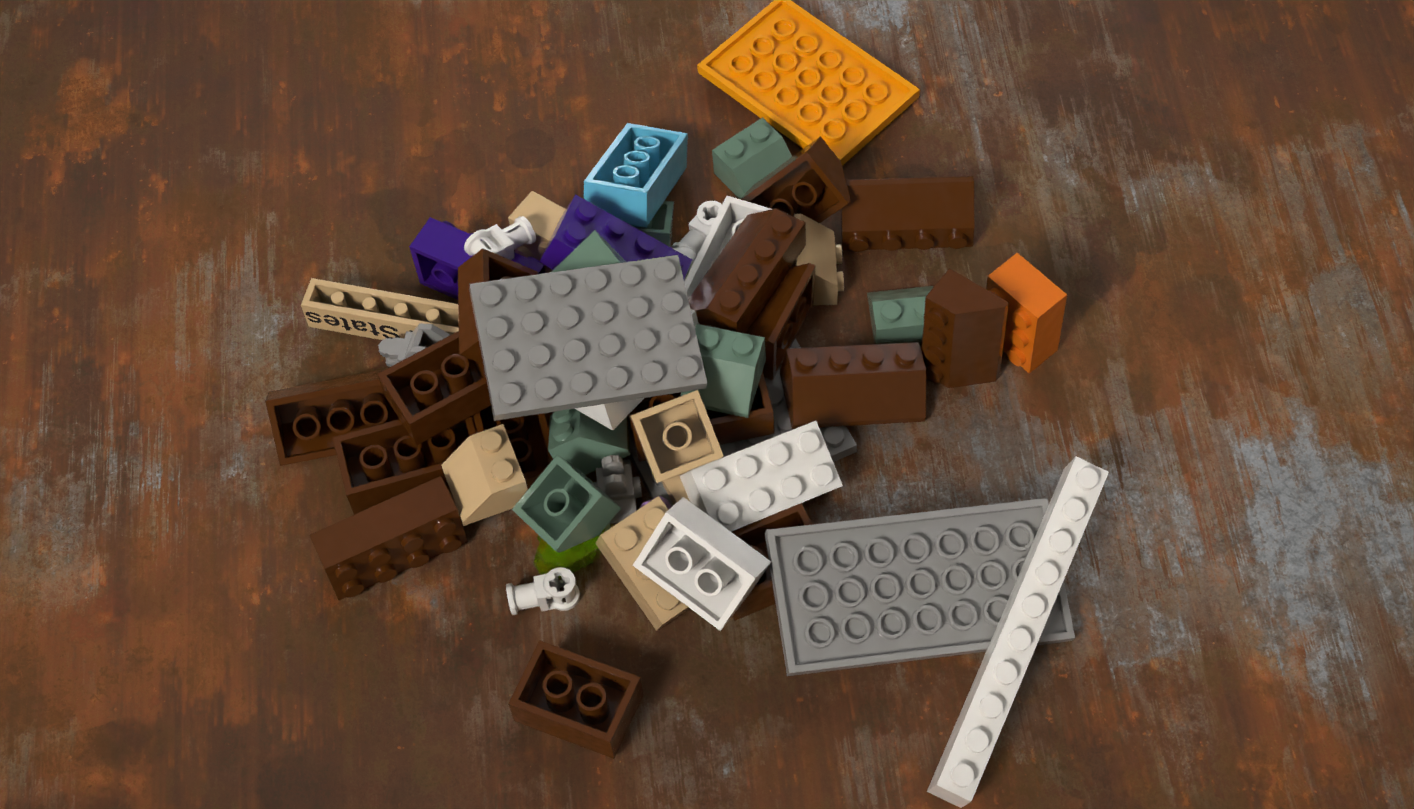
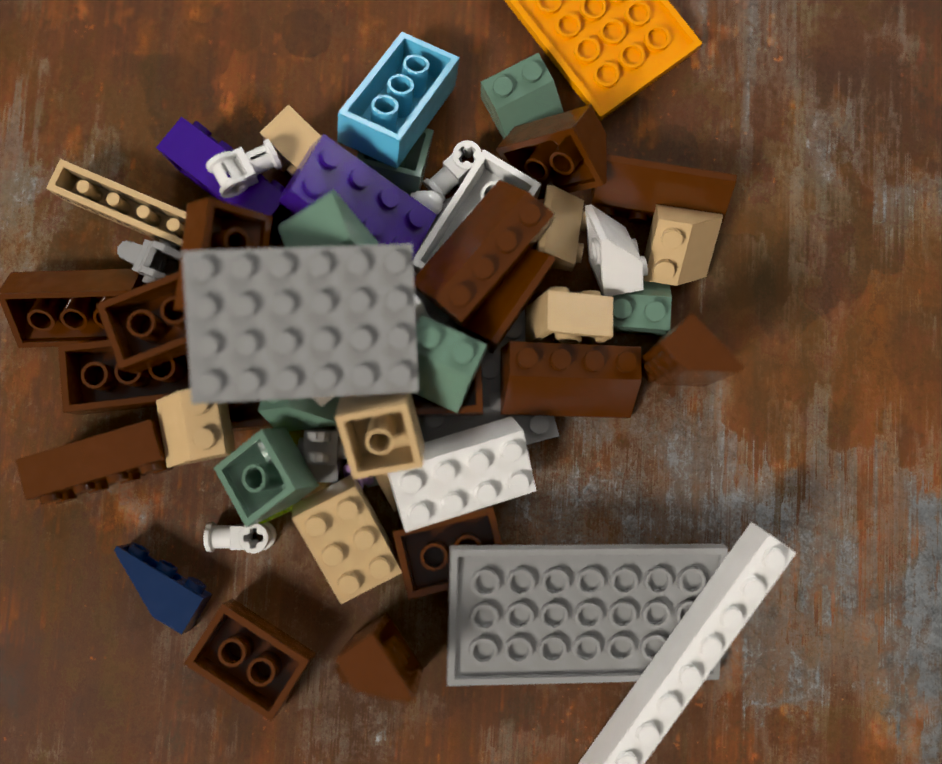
camera: 10 degrees right, 25 degrees up
(479, 660) = (165, 592): none -> dark blue slope
(701, 563) = (385, 568): white slope -> none
(715, 647) = (380, 662): none -> reddish brown slope
(842, 321) = (570, 317): none -> tan brick
(870, 270) = (613, 254): none -> white slope
(936, 247) = (680, 244): none -> tan slope
(1033, 312) = (756, 337): orange brick -> none

